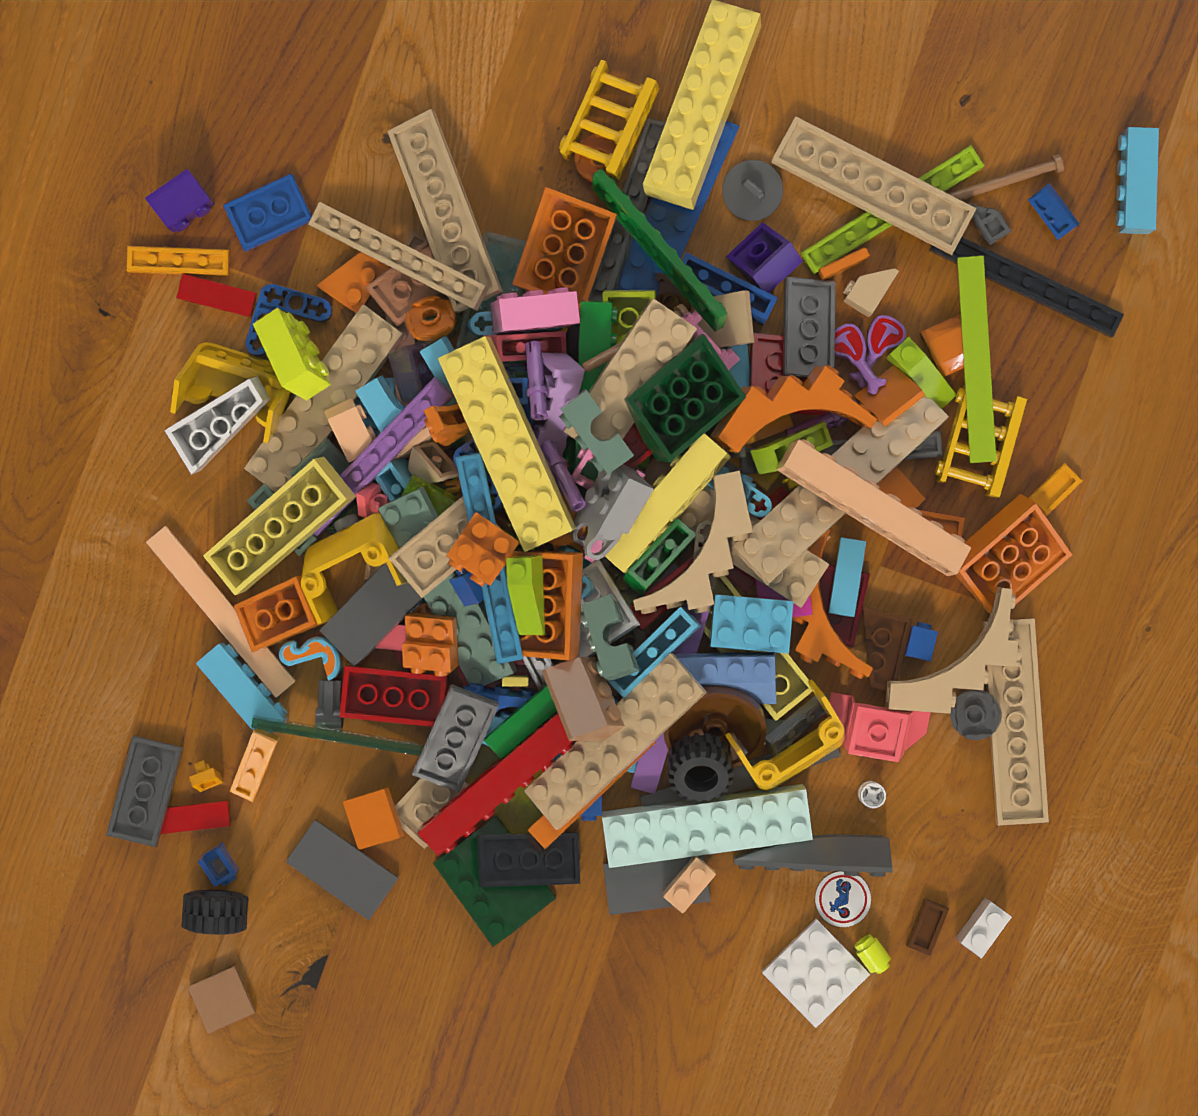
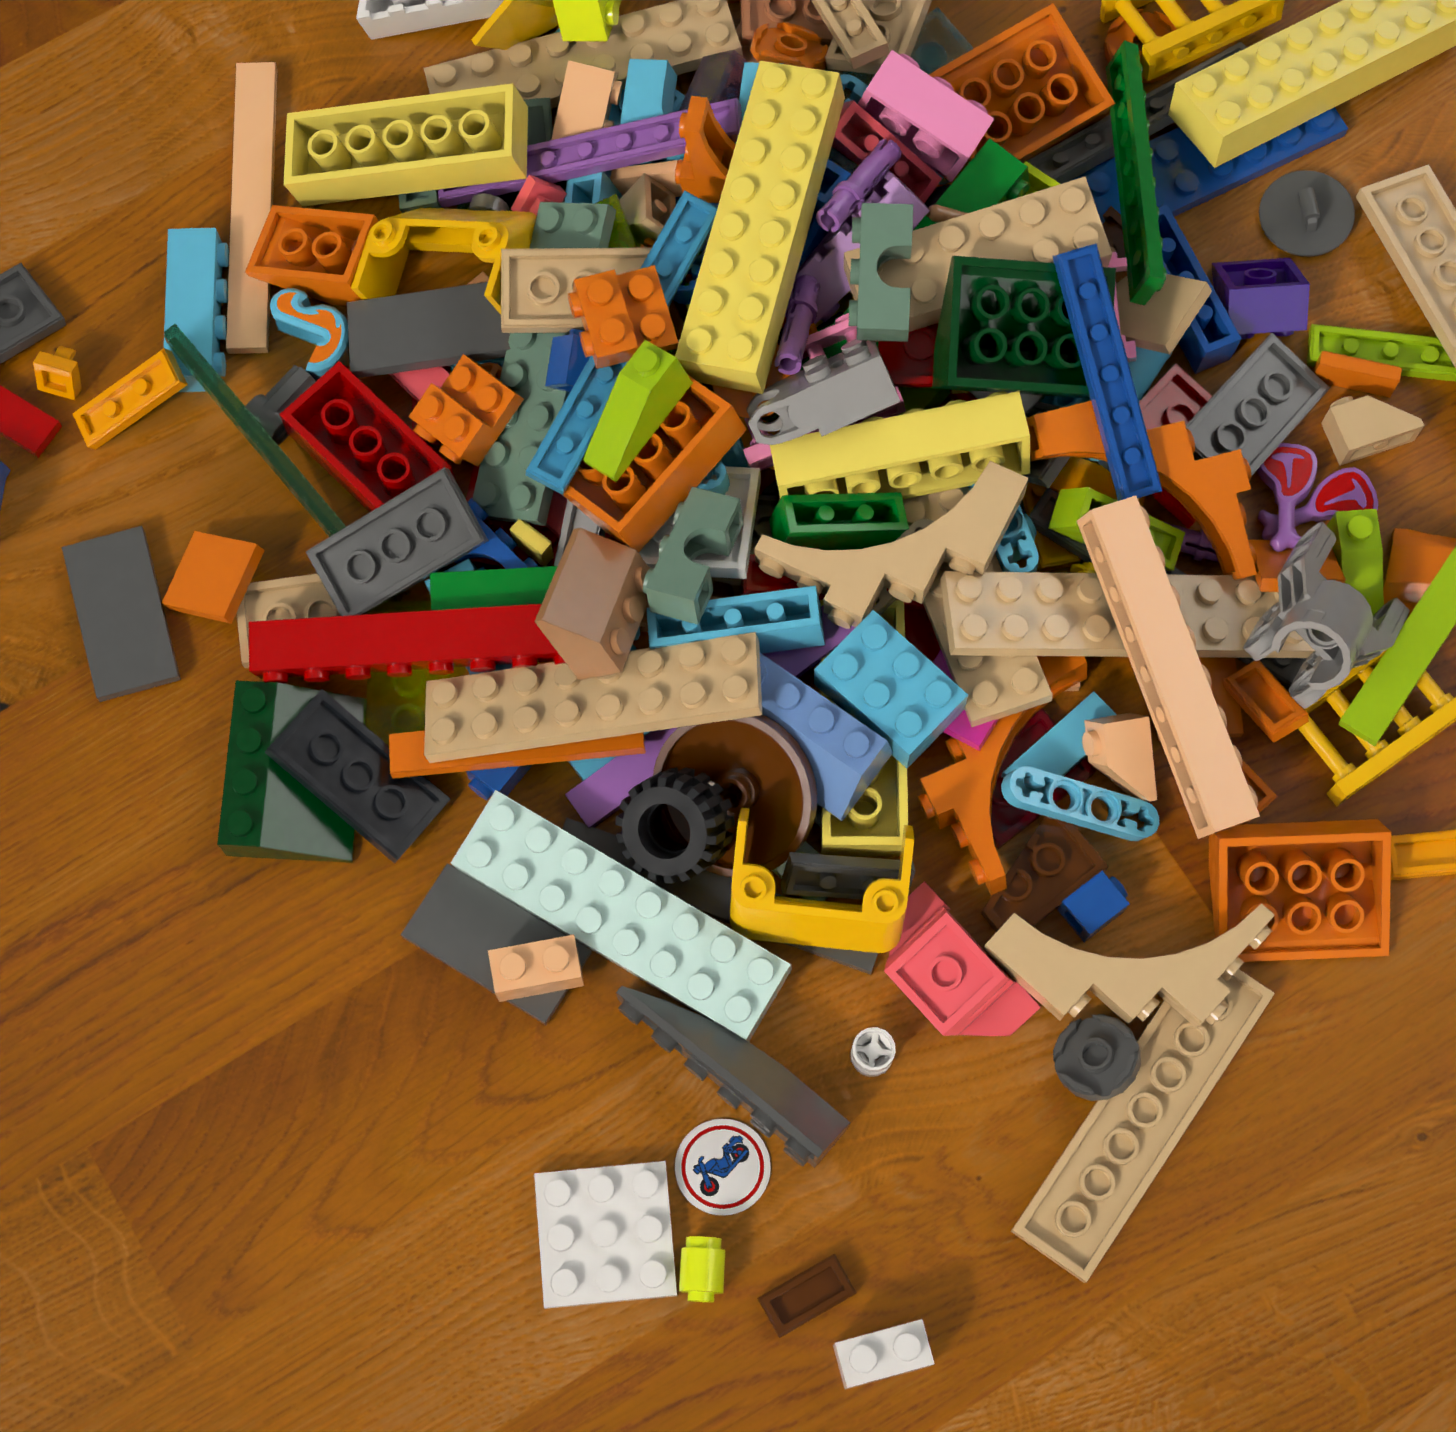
camera: 35 degrees right, 15 degrees down
(738, 388) = (1107, 372): none -> blue tile
(877, 599) = (1081, 798): none -> medium azure beam
(878, 558) = (1123, 752): none -> light nougat slope
(926, 478) = (1265, 700): none -> orange tile
(930, 425) = (1327, 616): none -> light grey piece

